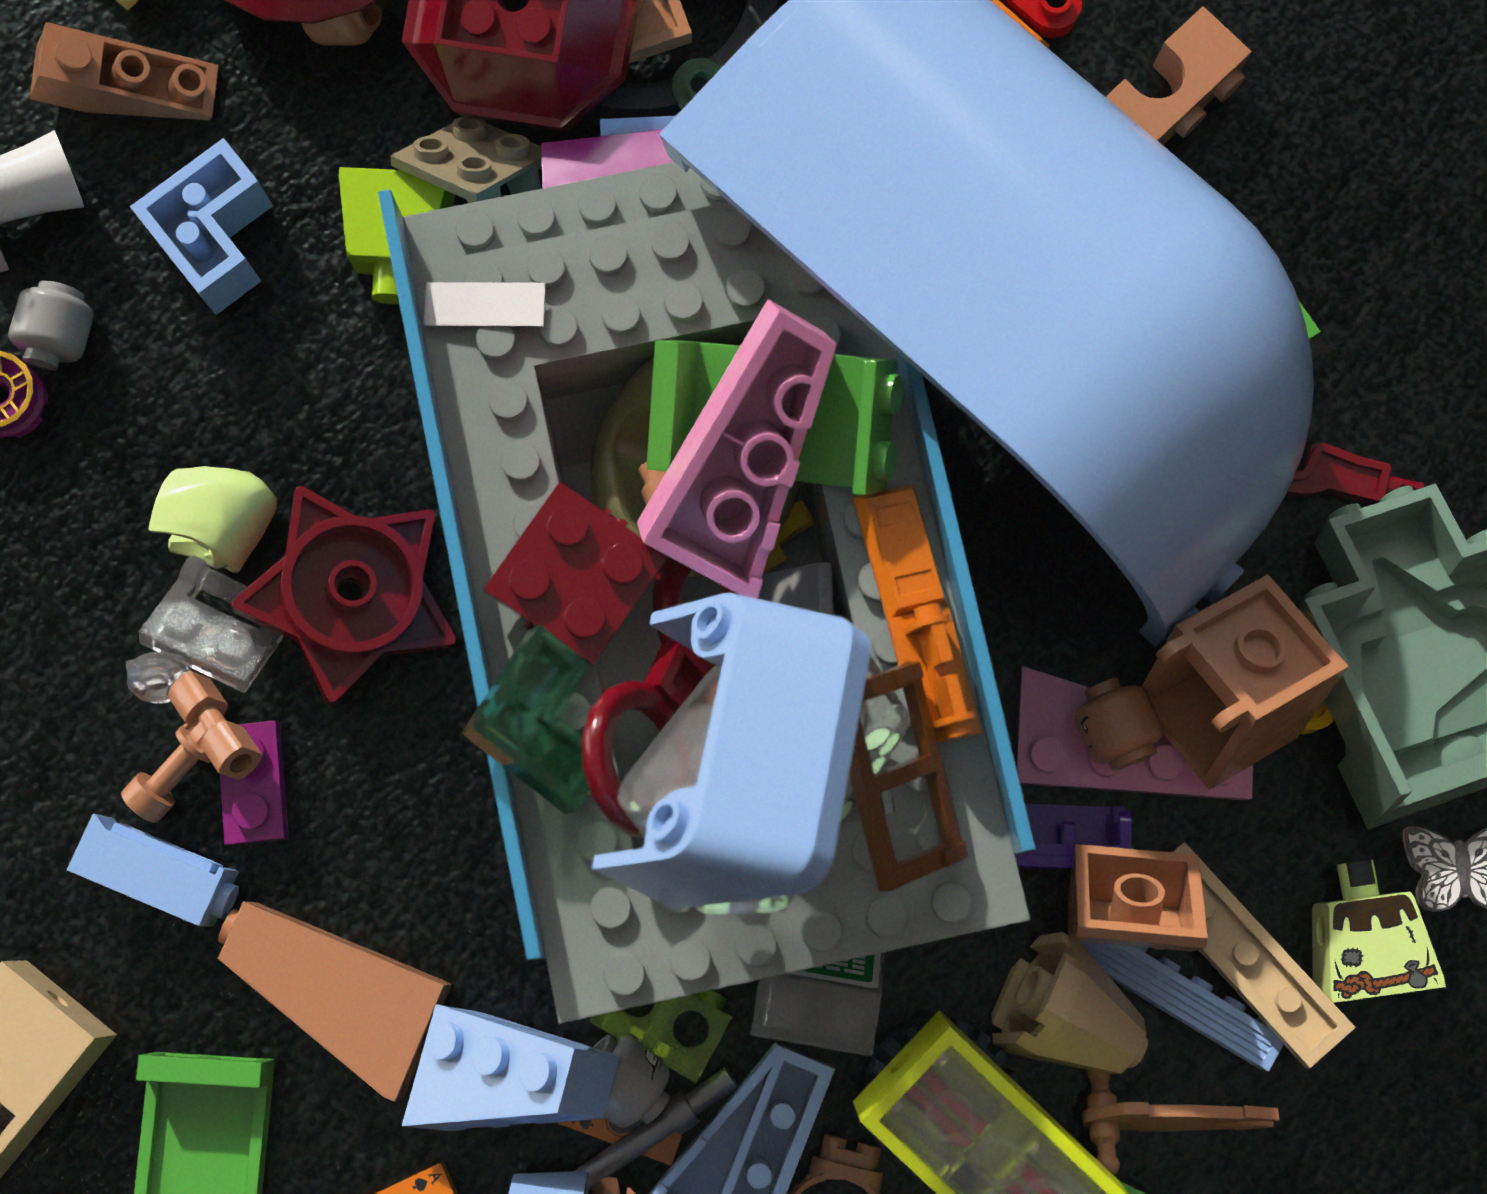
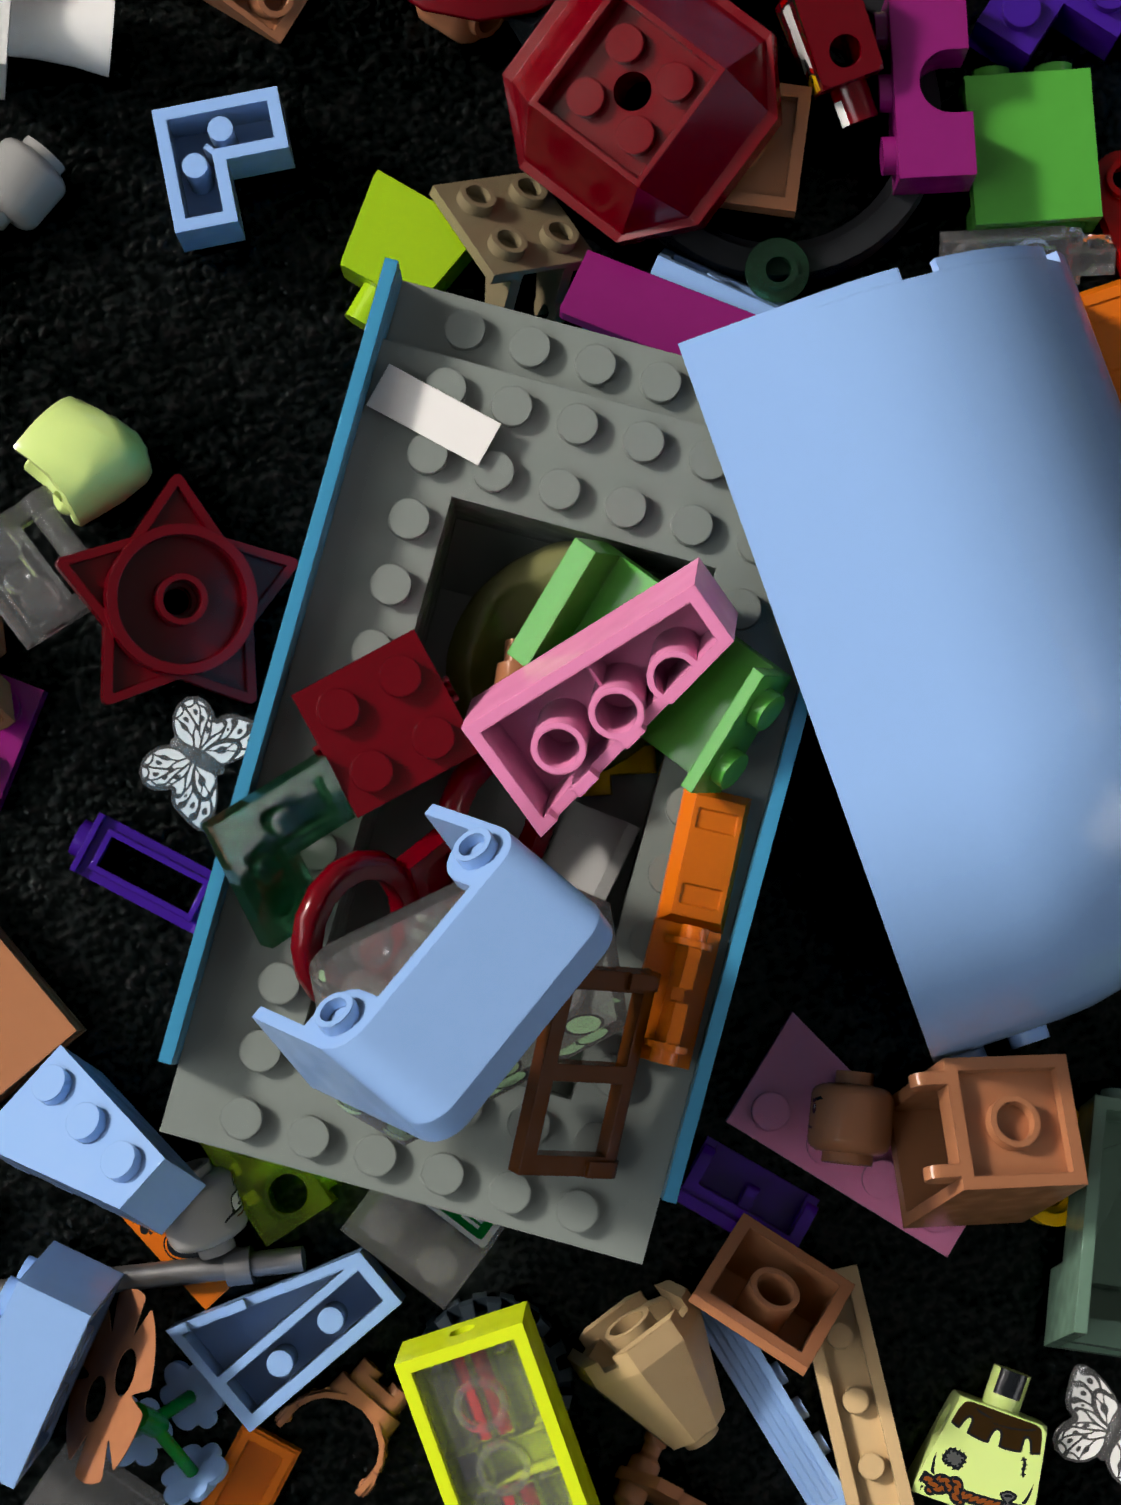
camera: 30 degrees right, 5 degrees up
(378, 826) = (92, 844): none -> dark purple window
(430, 709) = (196, 758): none -> animal

